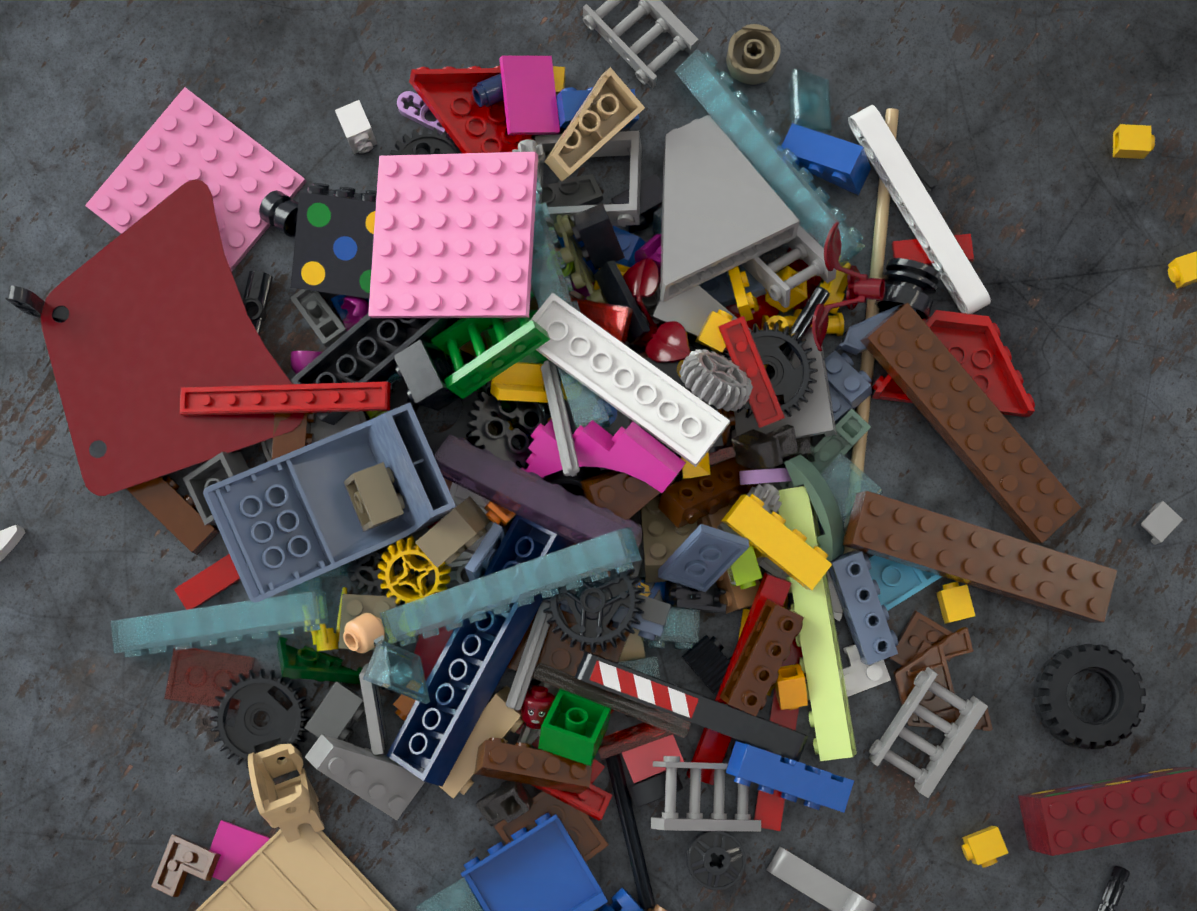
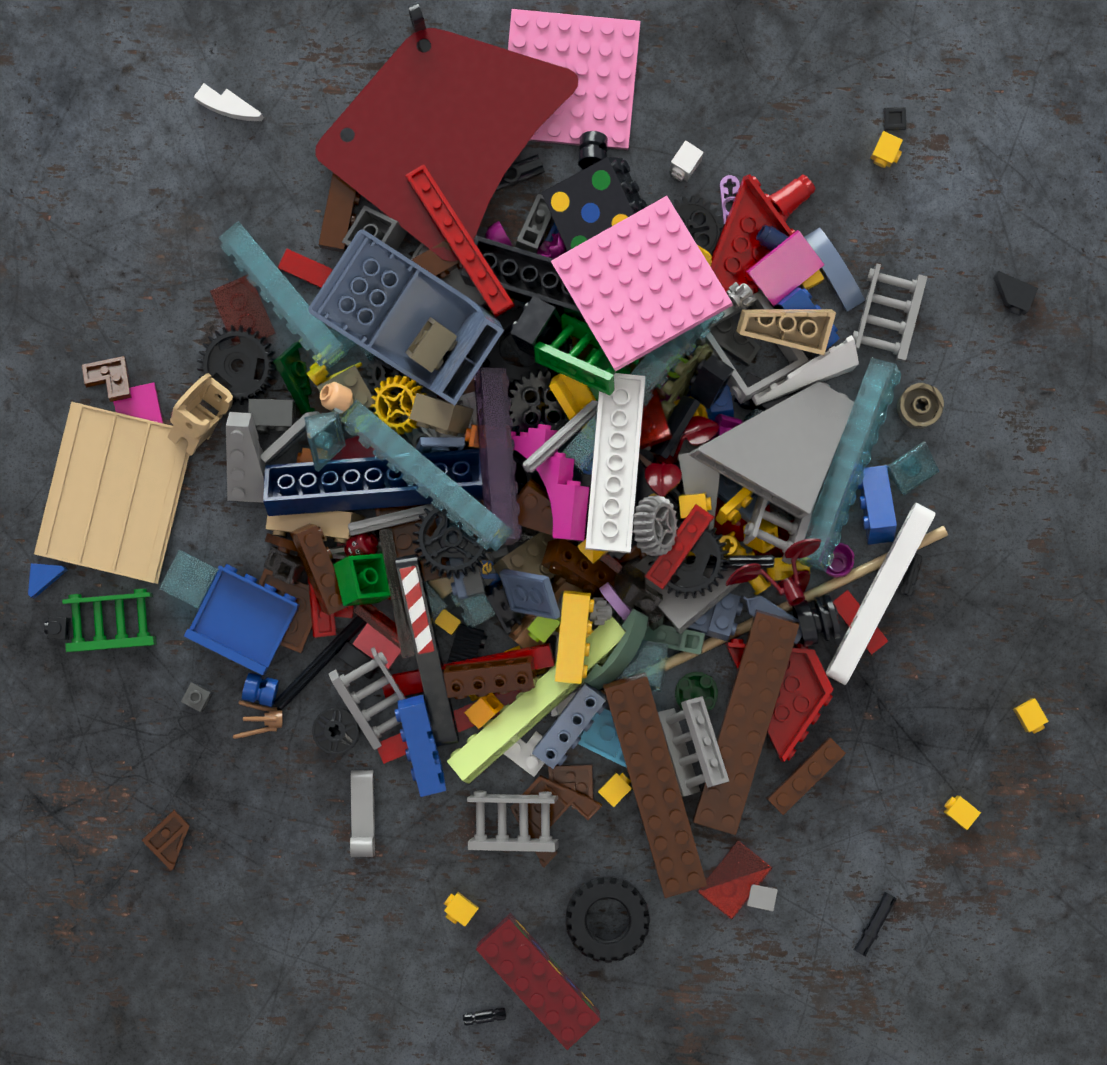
camera: 60 degrees right, 5 degrees up
(460, 45) = (792, 195): none -> red plant
(482, 789) = (283, 544): none -> reddish brown wing
(566, 52) = (835, 270): none -> sand blue slope
(654, 123) = (821, 368): none -> white wedge
(673, 667) = (448, 622): none -> yellow slope
(865, 225) = (842, 562): none -> magenta hair
(905, 458) = (694, 686): none -> dark green dish
(969, 476) = (705, 745): none -> light grey fence
(1060, 400) = (805, 776): none -> reddish brown brick
(1122, 539) = (731, 880): none -> clear red tile

